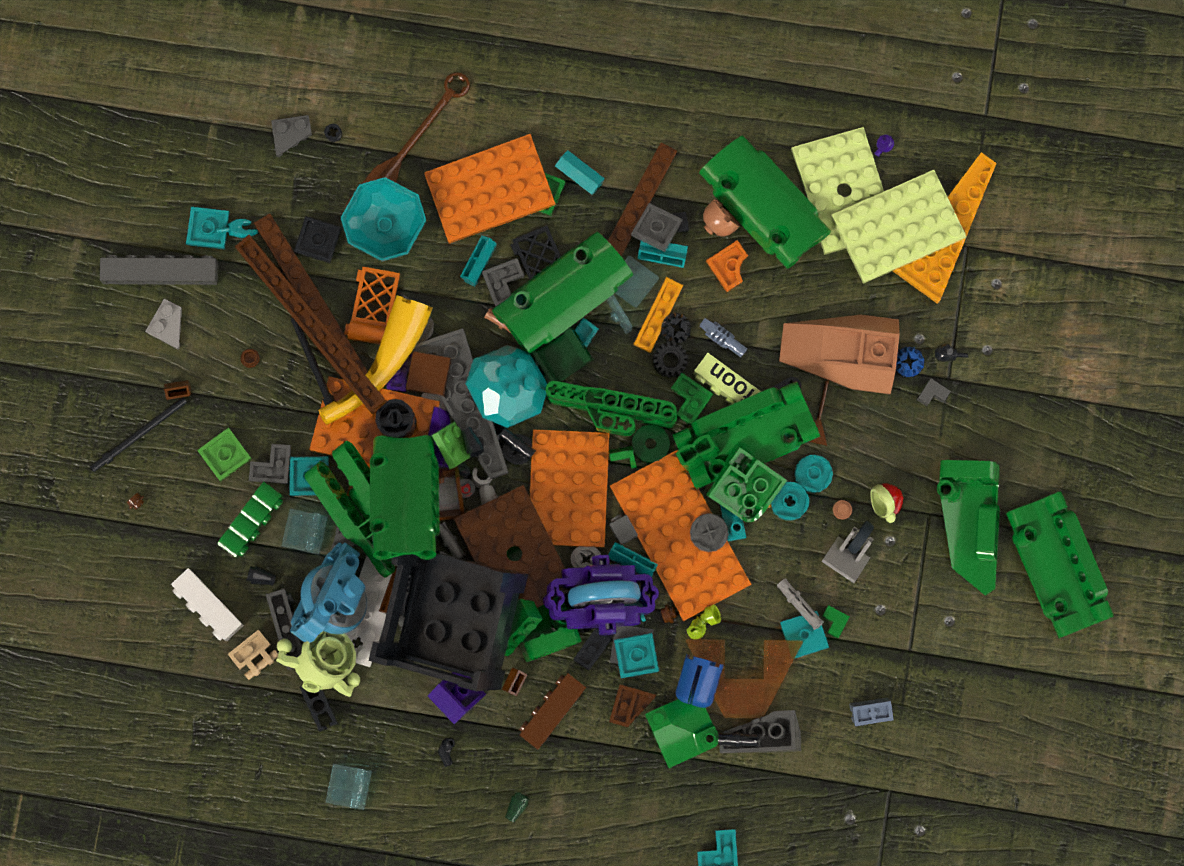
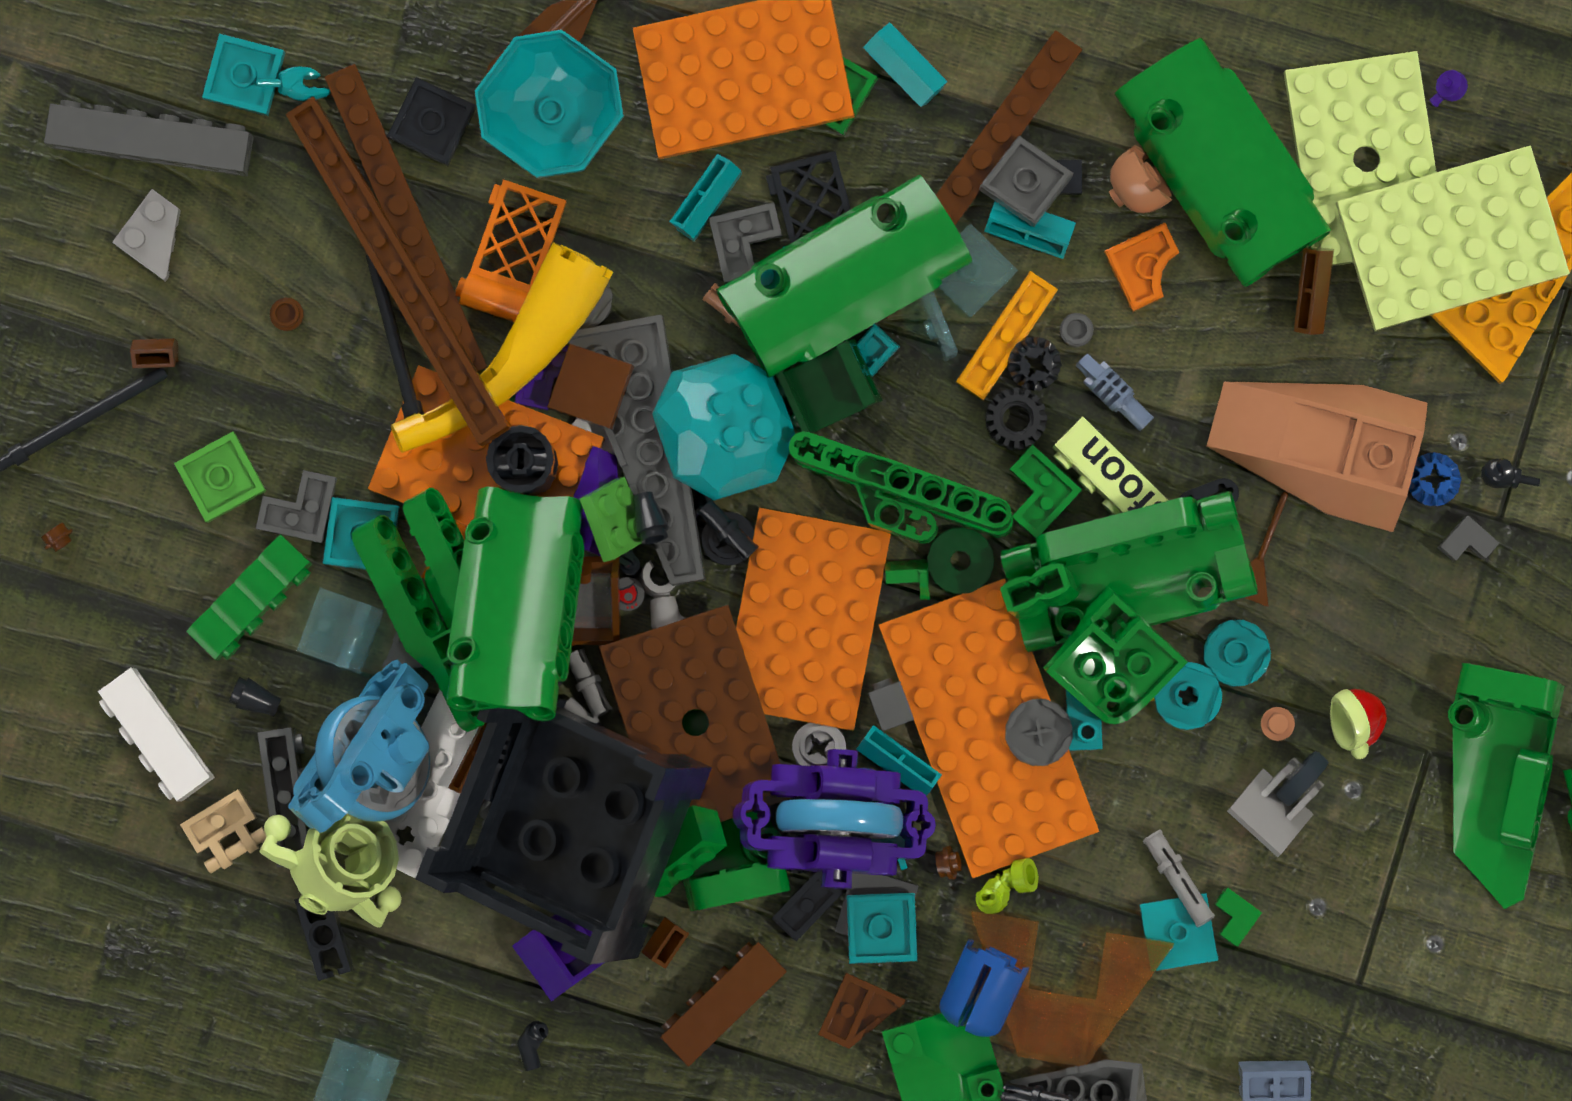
camera: 20 degrees right, 5 degrees up
(696, 306) = (1076, 330): none -> dark grey tile
(826, 265) = (1313, 290): none -> reddish brown piece

